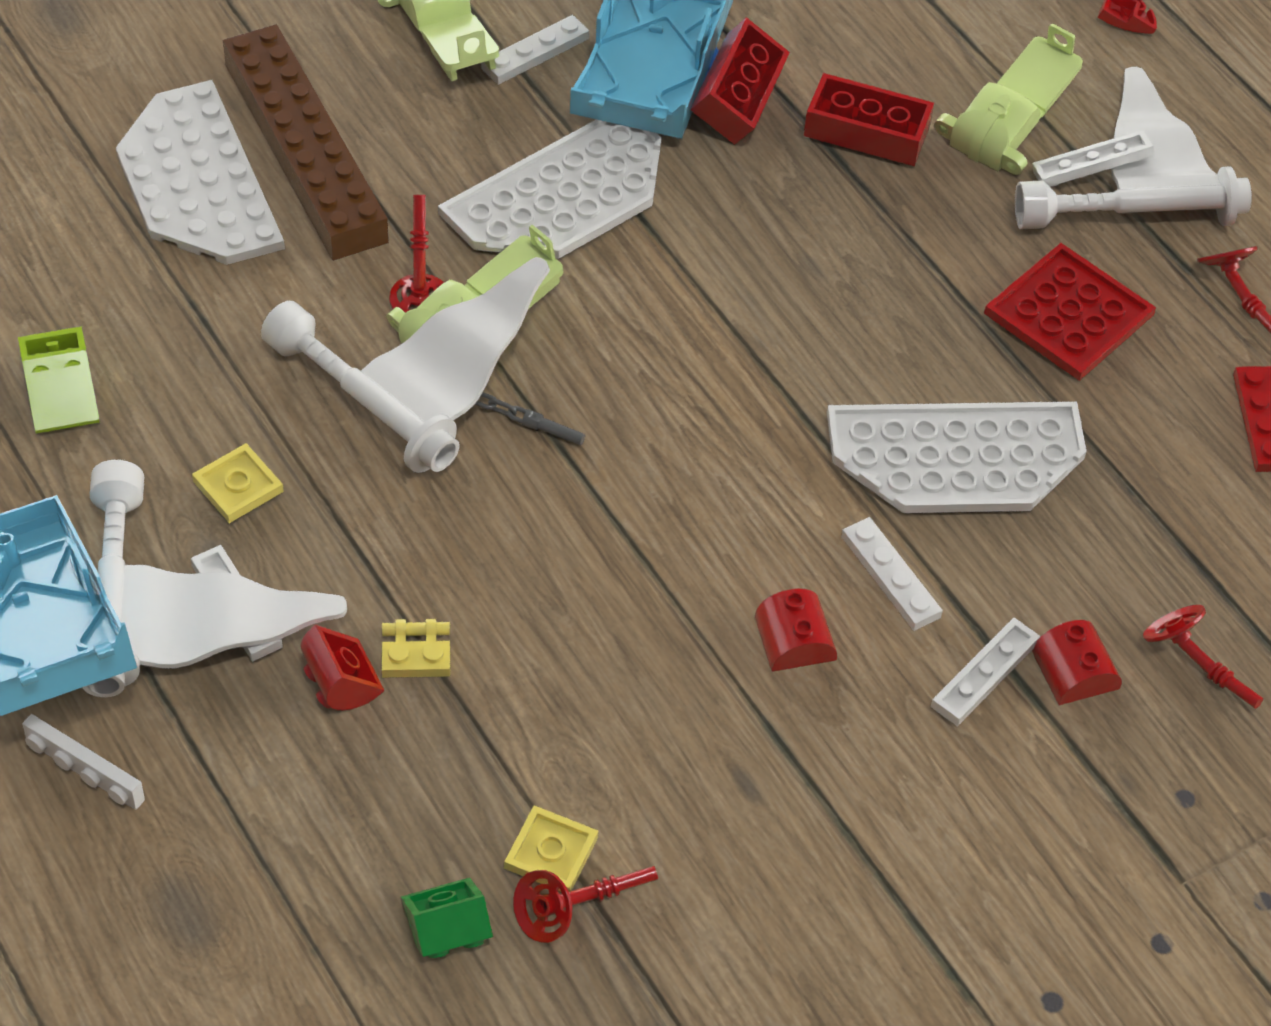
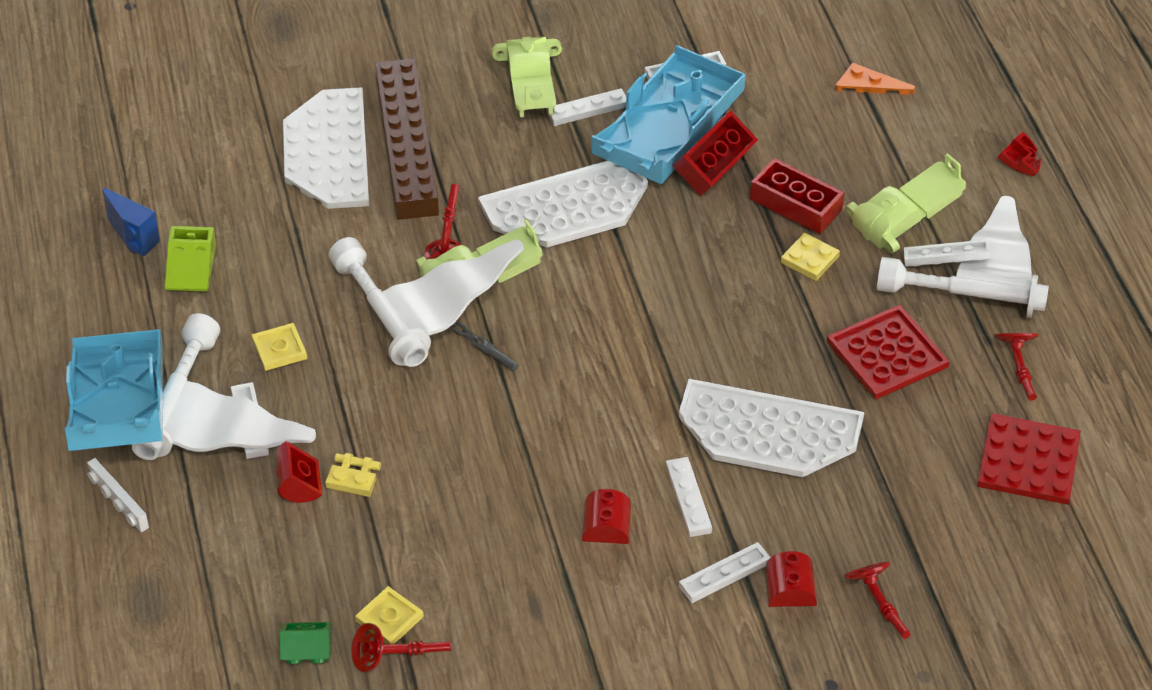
camera: 20 degrees right, 5 degrees down
(914, 200) = (810, 256): none -> light yellow plate

